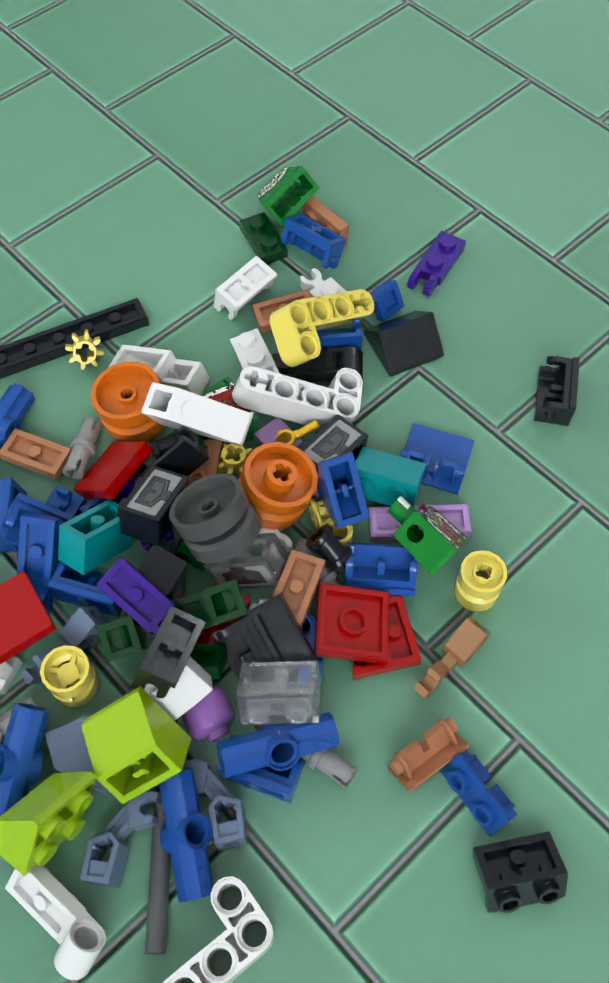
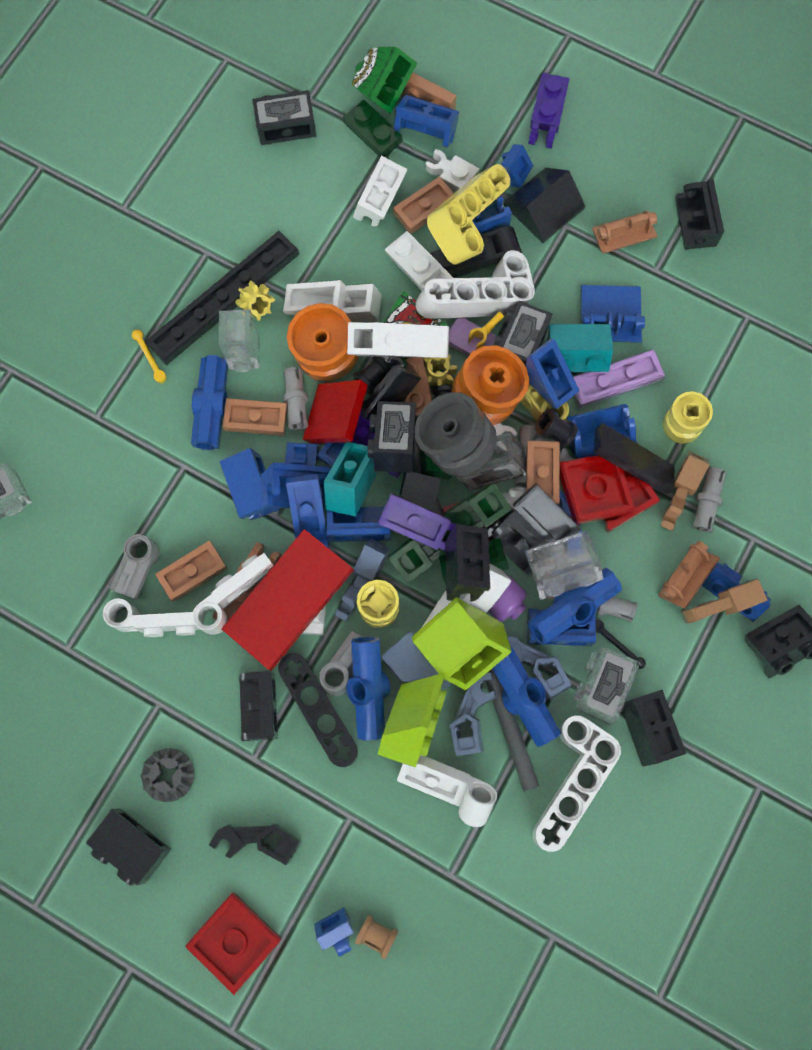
camera: 15 degrees left, 15 degrees up
(49, 376) = (239, 340): none -> clear brick
(184, 208) = (284, 117): none -> brick
(287, 853) = (606, 685): none -> brick
(324, 926) = (653, 728): none -> black hinge
(337, 839) = (600, 629): none -> black hinge
(405, 605) = (634, 458): none -> black tile
(433, 544) = (634, 392): green torso -> none
(464, 797) = (730, 601): none -> medium nougat piece
(476, 387) = (626, 231): none -> nougat hinge
(479, 677) = (709, 499): none -> light grey pin

